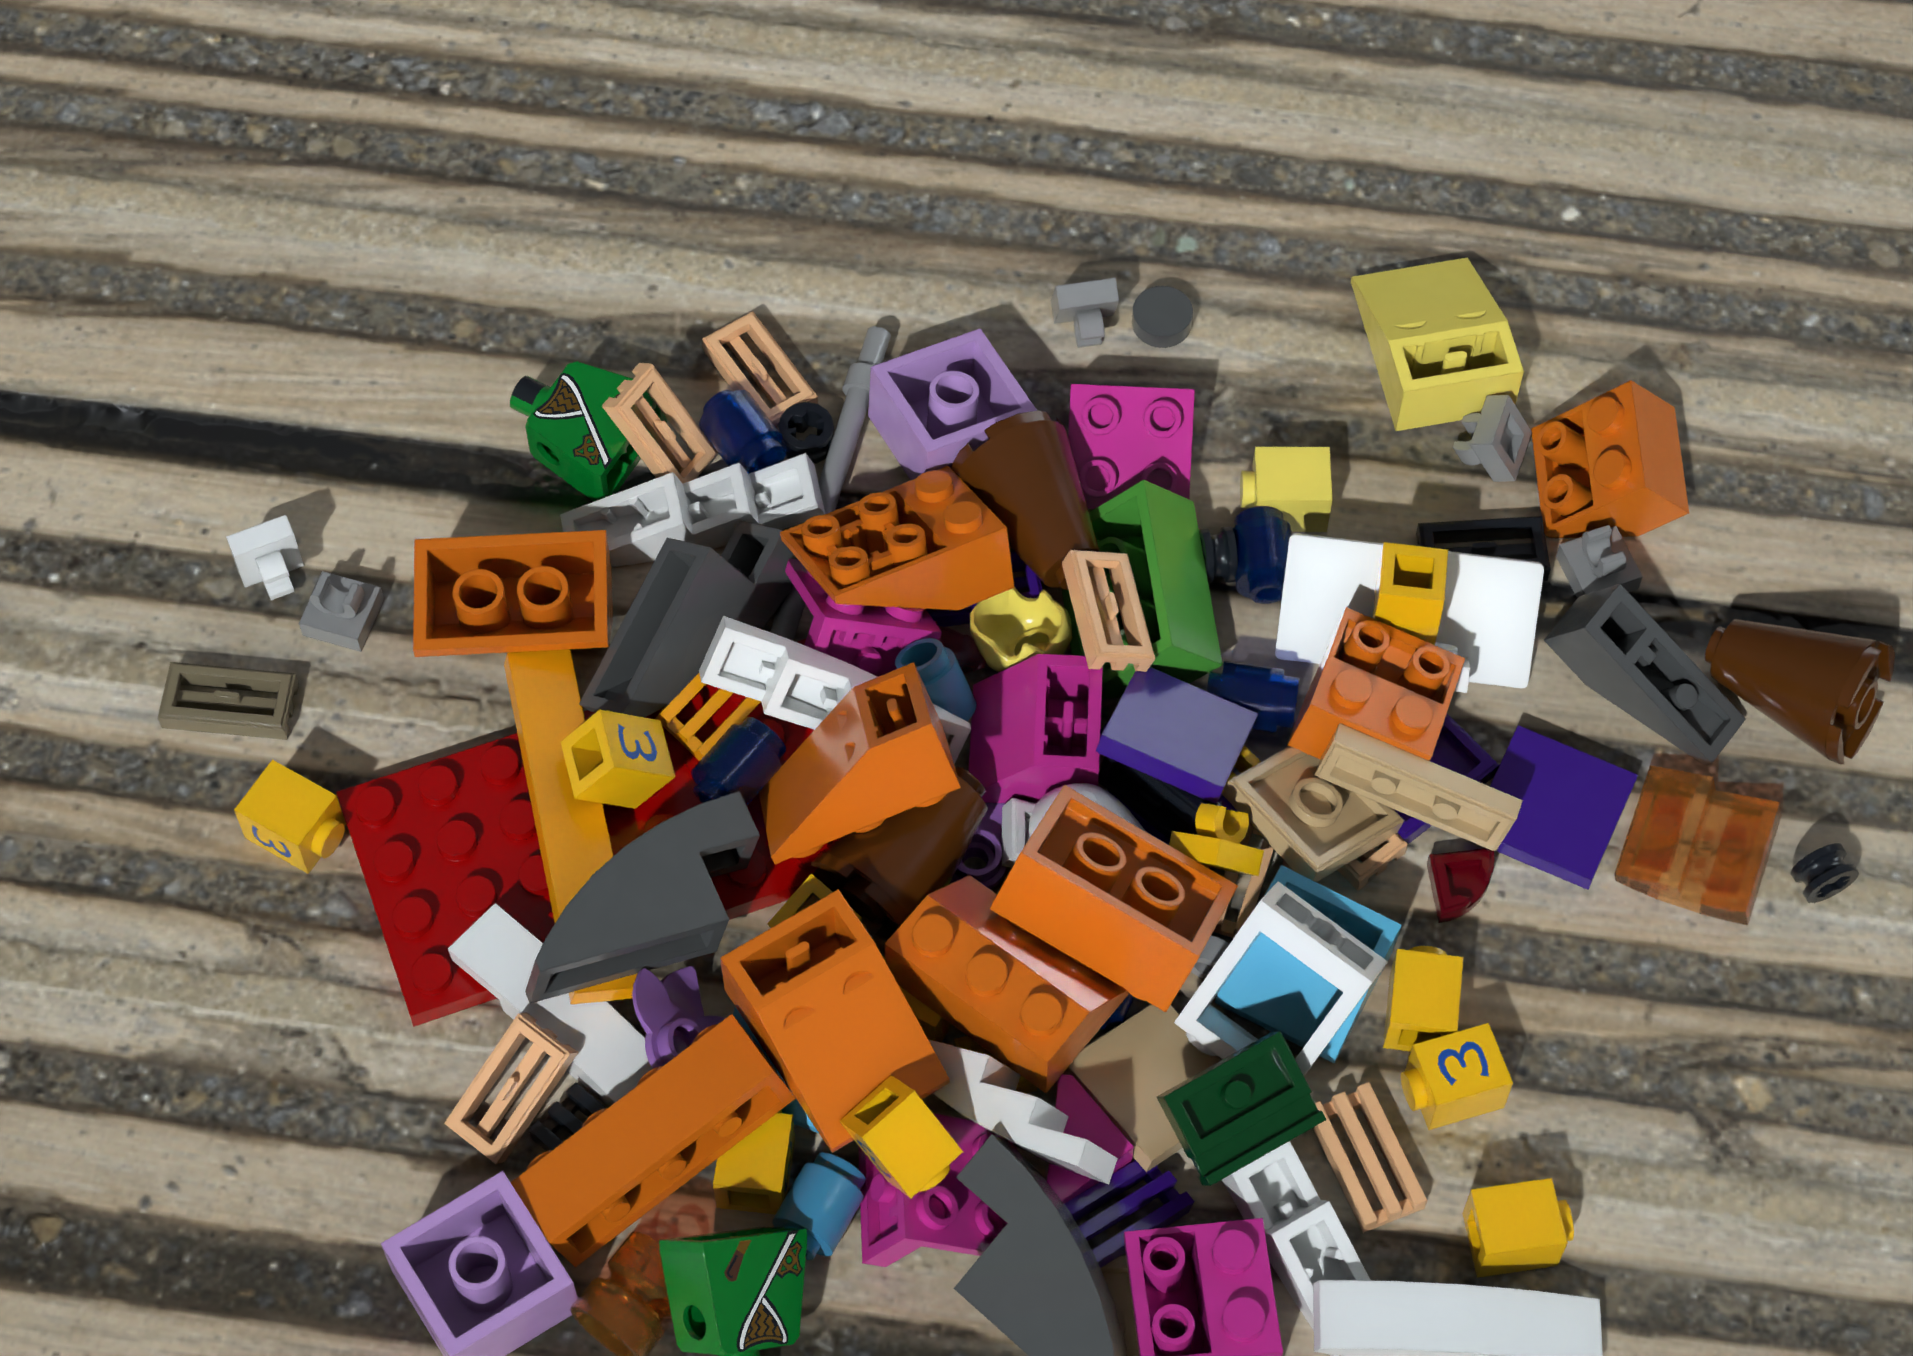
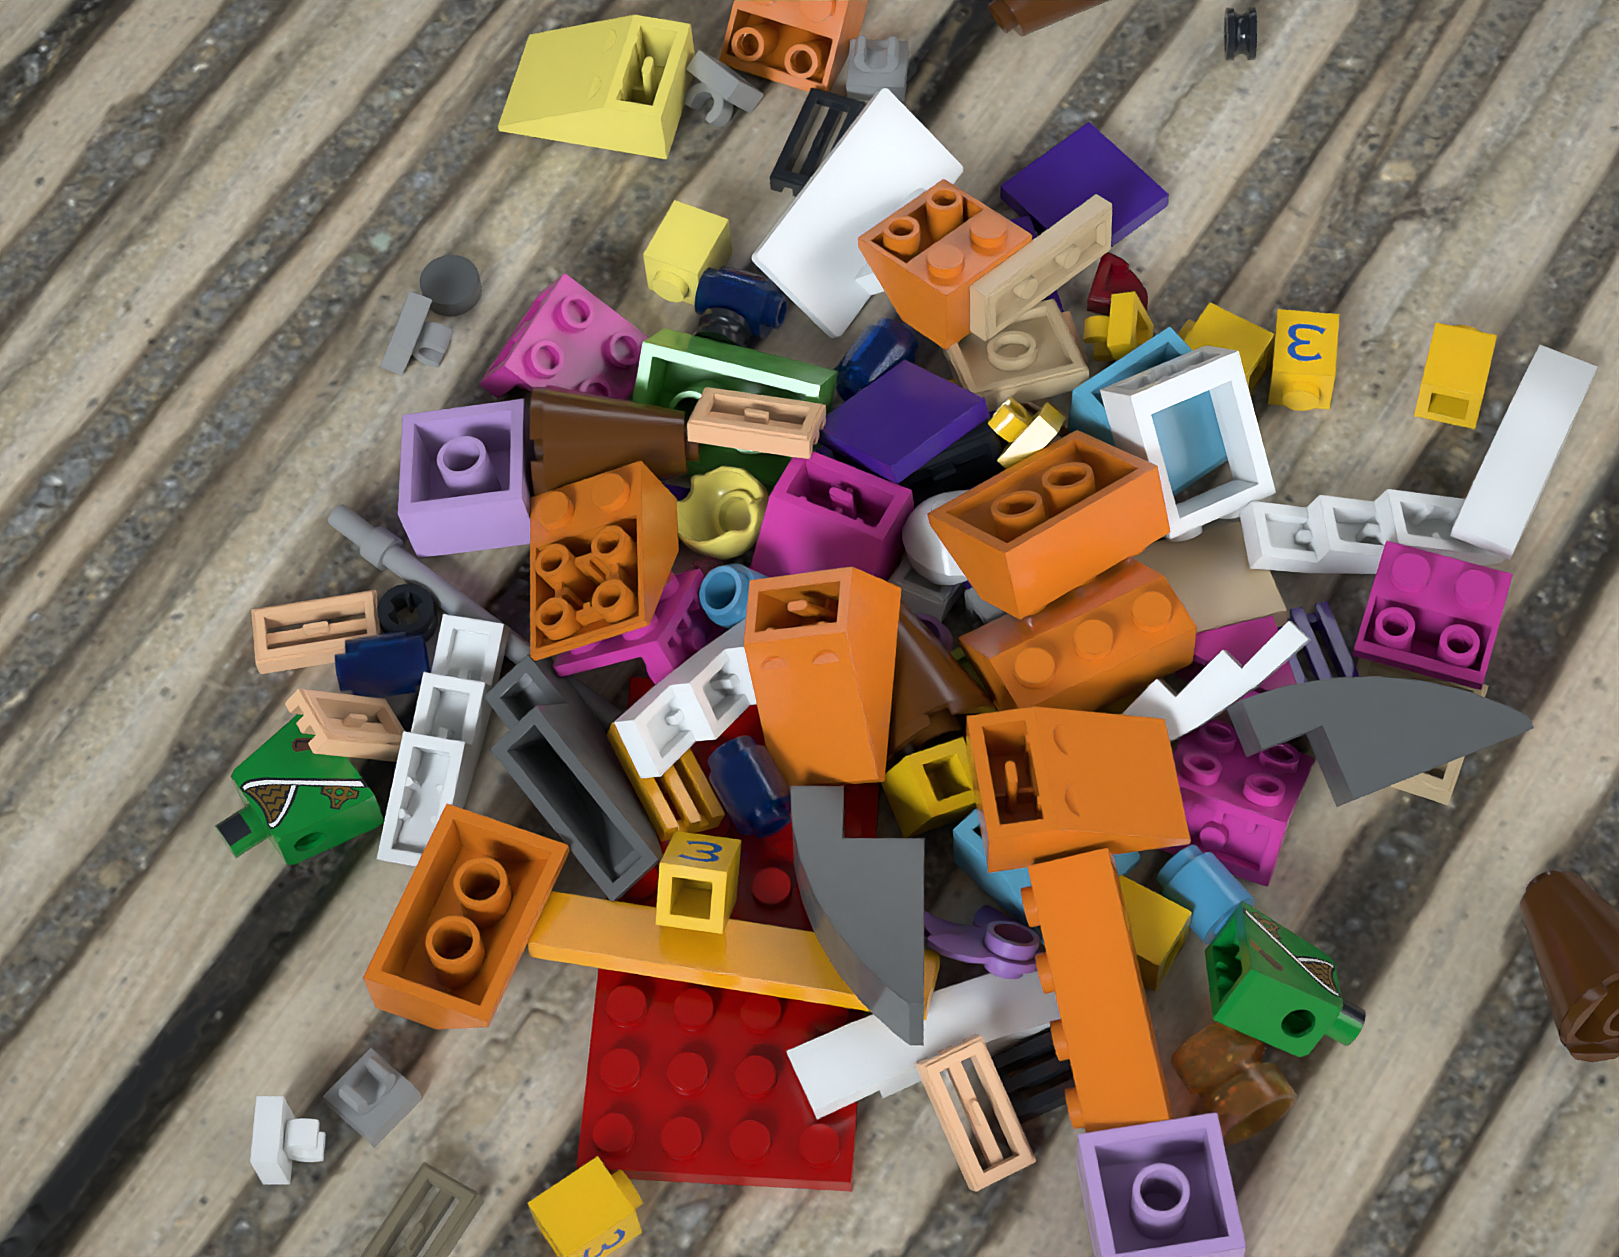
camera: 60 degrees left, 0 degrees up
(902, 1137) = (1210, 772): yellow brick -> none
(1241, 1108) = (1283, 513): dark green plate -> none
(1343, 1107) = (1338, 451): light nougat tile -> none
(1404, 897) = (1122, 331): none -> yellow tile
(1411, 589) = (865, 185): yellow brick -> none
(1644, 672) = (994, 76): dark grey slope -> none
(1698, 845) = (1169, 109): clear orange slope -> none

